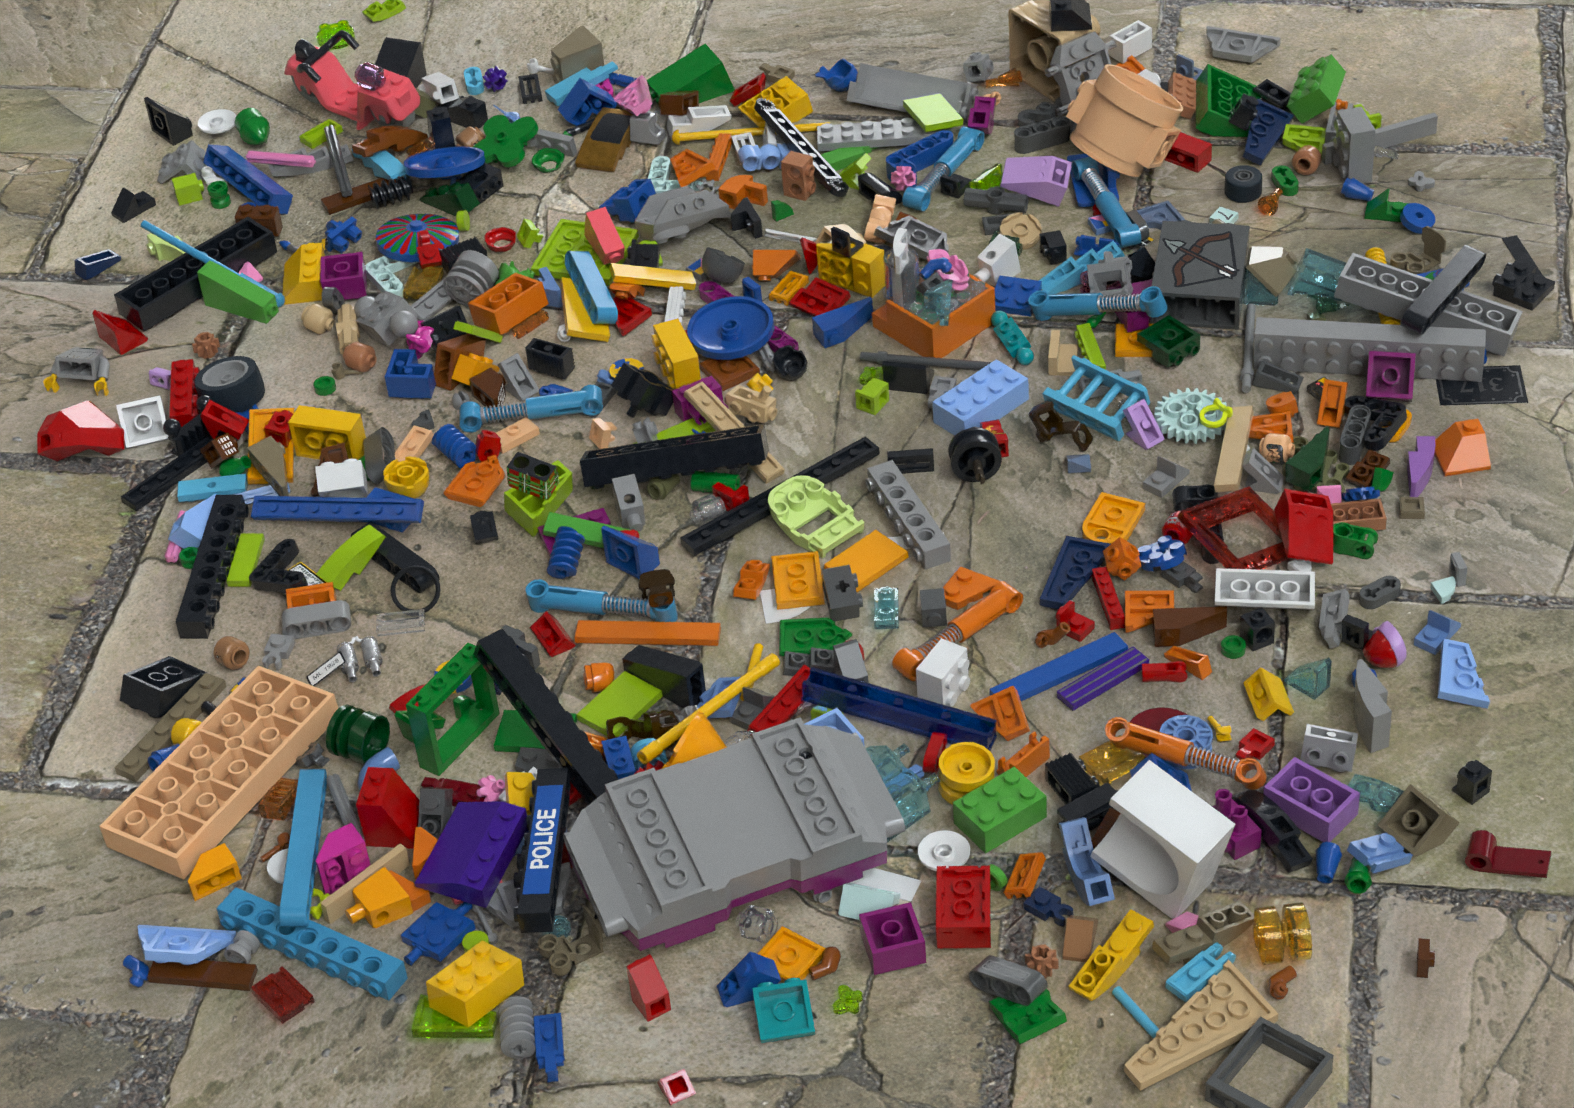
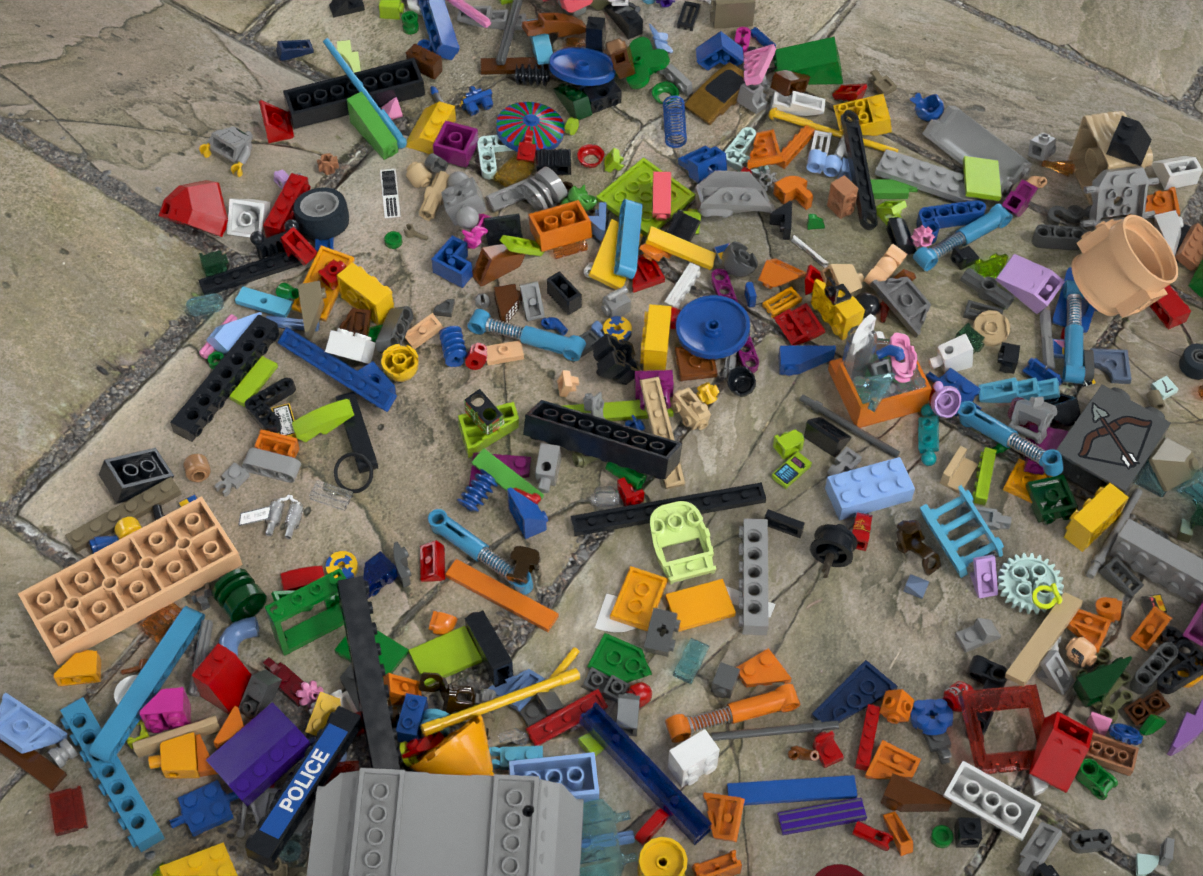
camera: 20 degrees right, 15 degrees up
(128, 474) = (213, 262): none -> clear green brick
(143, 514) = (205, 304): none -> clear light blue plate
(220, 450) = (285, 271): reddish brown slope -> none
(293, 349) = (390, 193): none -> sticker
(359, 356) = (429, 226): nougat head -> none
(470, 366) = (504, 275): light orange slope -> none
(473, 938) = (226, 833): lime tile -> none
(476, 482) = (453, 385): orange tile -> none
(483, 527) = (434, 434): black bracket -> none
(489, 142) = (623, 62): none -> reddish brown slope
(560, 91) = (728, 26): medium azure piece -> none
(567, 182) = (674, 110): none -> blue piece
(579, 129) = (709, 71): black piece -> none
(612, 346) = (616, 303): none -> light grey brick
(751, 580) = (604, 582): orange slope -> none
(869, 373) = (799, 419): clear neon green piece -> none
(889, 418) = (791, 470): none -> tile
(1011, 296) = (944, 400): none -> lavender piece
(1050, 606) = (815, 727): none -> dark grey bar
(1081, 218) = (1047, 339): none -> light grey axle
(1112, 518) = (913, 657): light orange tile -> none
(1222, 336) = (1095, 516): none -> yellow brick
(1411, 507) = (1163, 765): dark tan tile -> none

